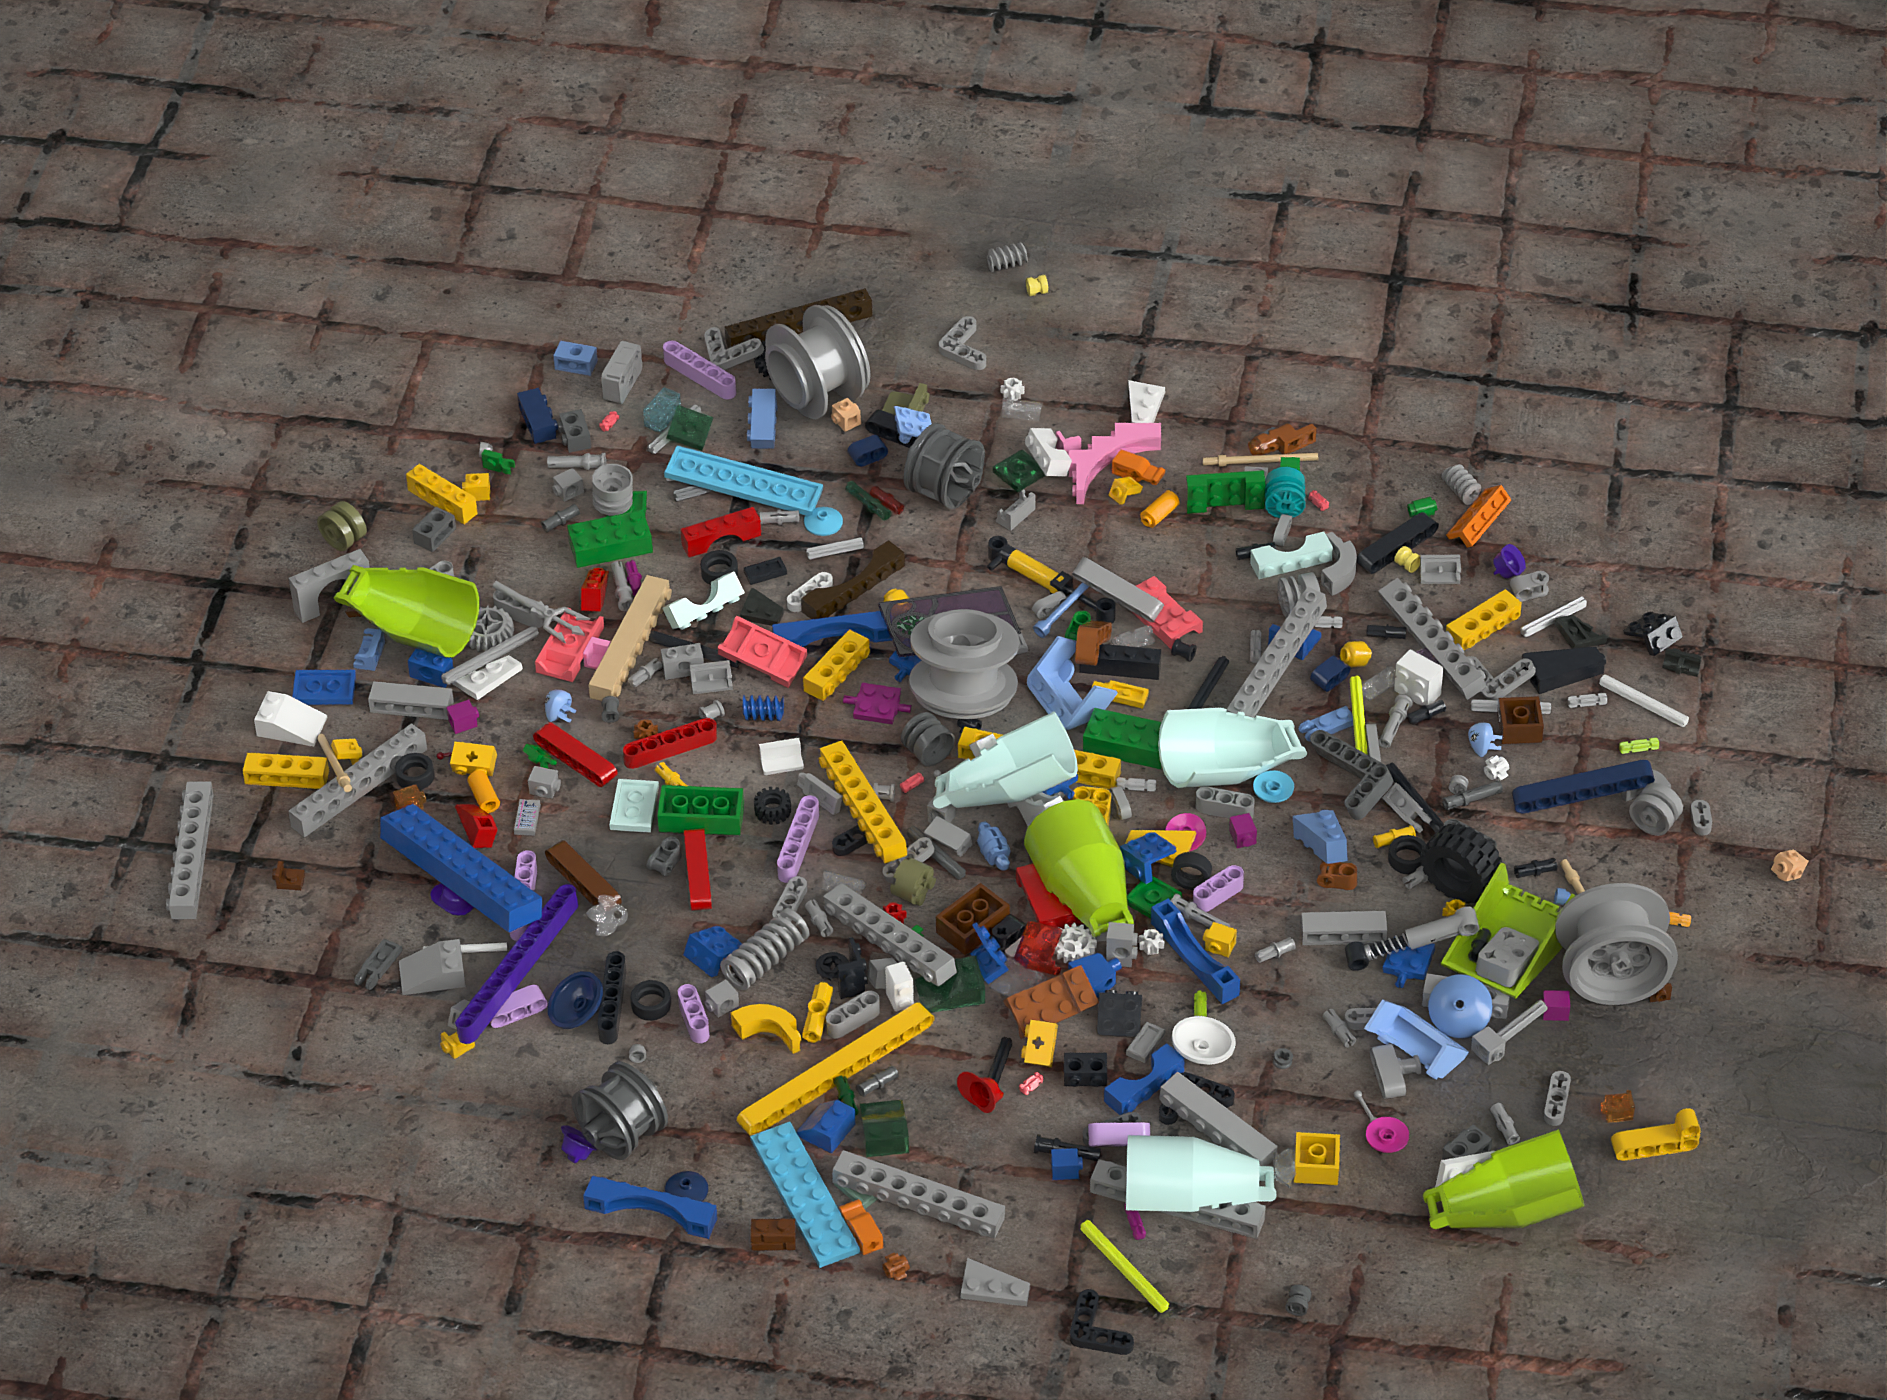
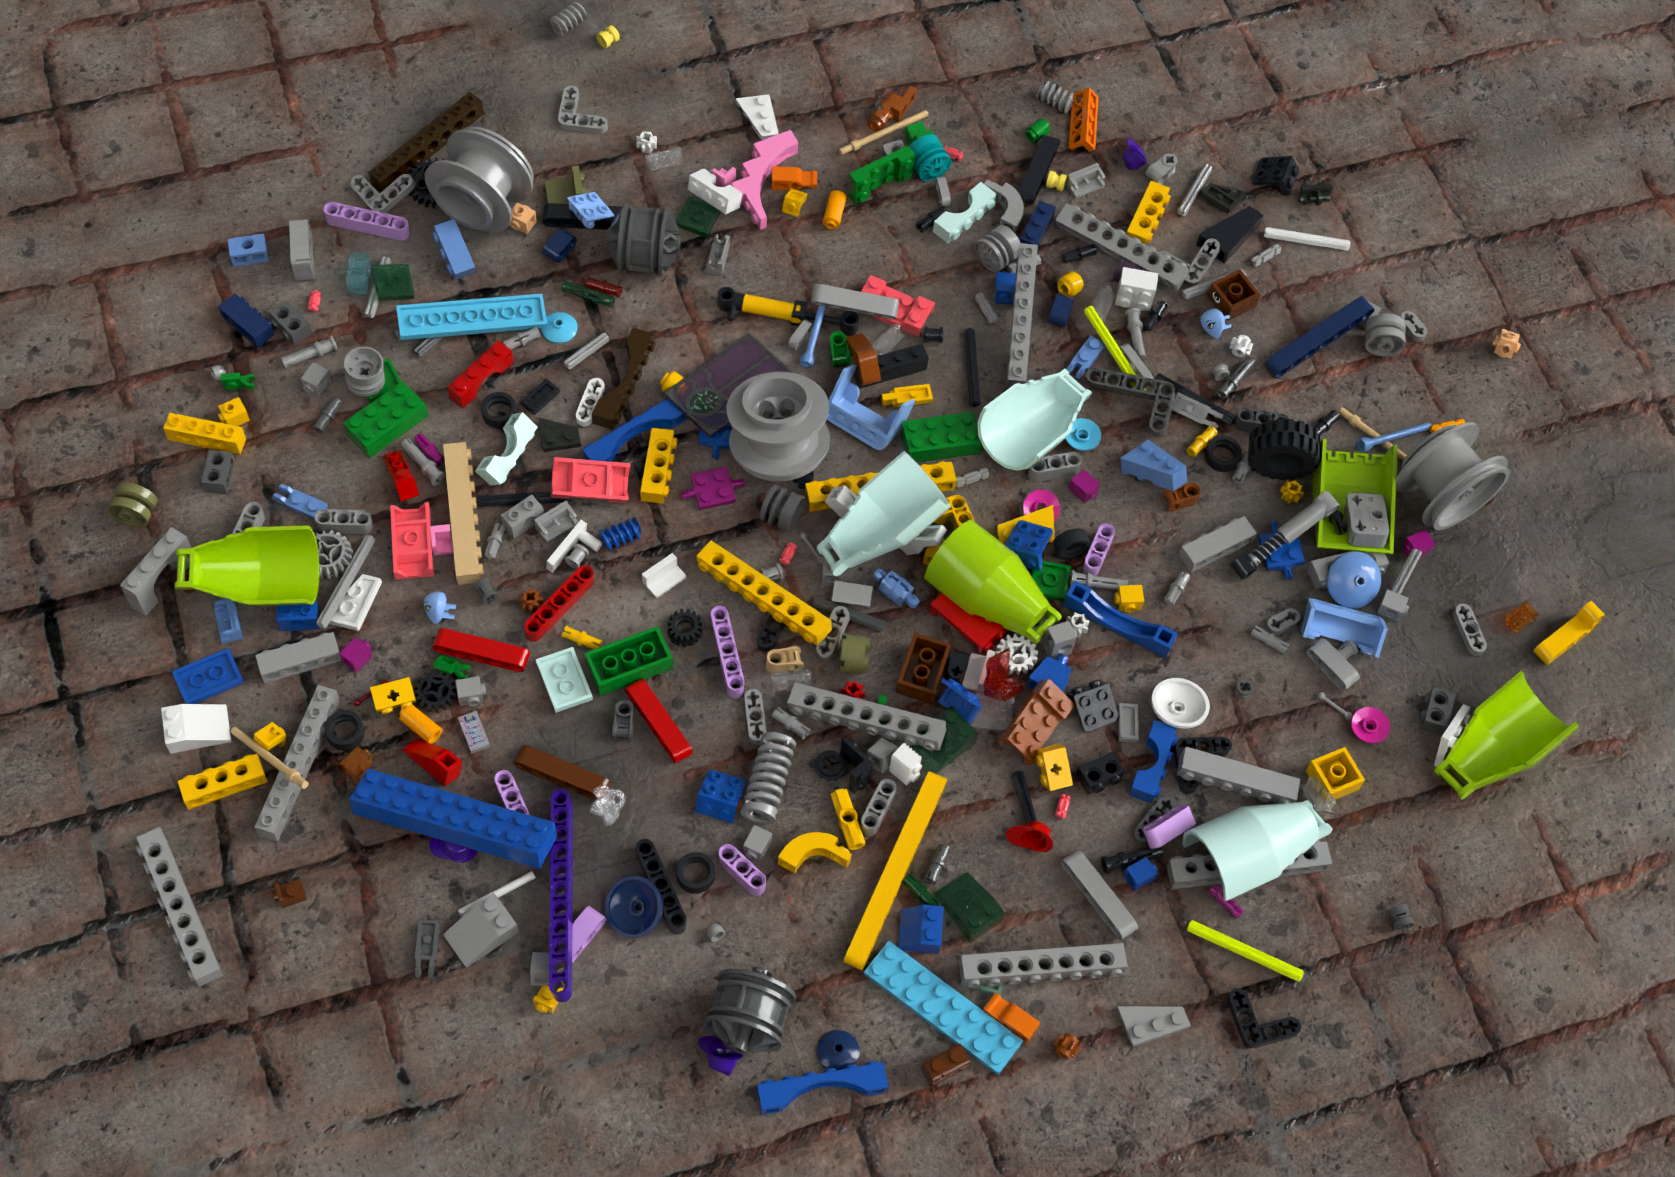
camera: 35 degrees left, 15 degrees up
(488, 576) = (299, 501): none -> medium blue hinge
(512, 770) = (431, 699): none -> black gear
(544, 612) = (374, 519): light grey piece -> none
(723, 693) = (578, 533): none -> white piece
(826, 796) = (718, 597): light grey hinge -> none
(847, 863) = (787, 659): none -> tan piece
(1013, 1164) = (1099, 894): none -> light grey beam
(1120, 803) = (975, 504): light grey beam -> none
(1200, 1004) = (1151, 669): lime axle -> none
(1355, 593) = (1038, 224): none -> dark blue brick
(1504, 1123) = (1436, 663): light grey pin -> none
(1639, 745) = (1328, 280): lime axle -> none

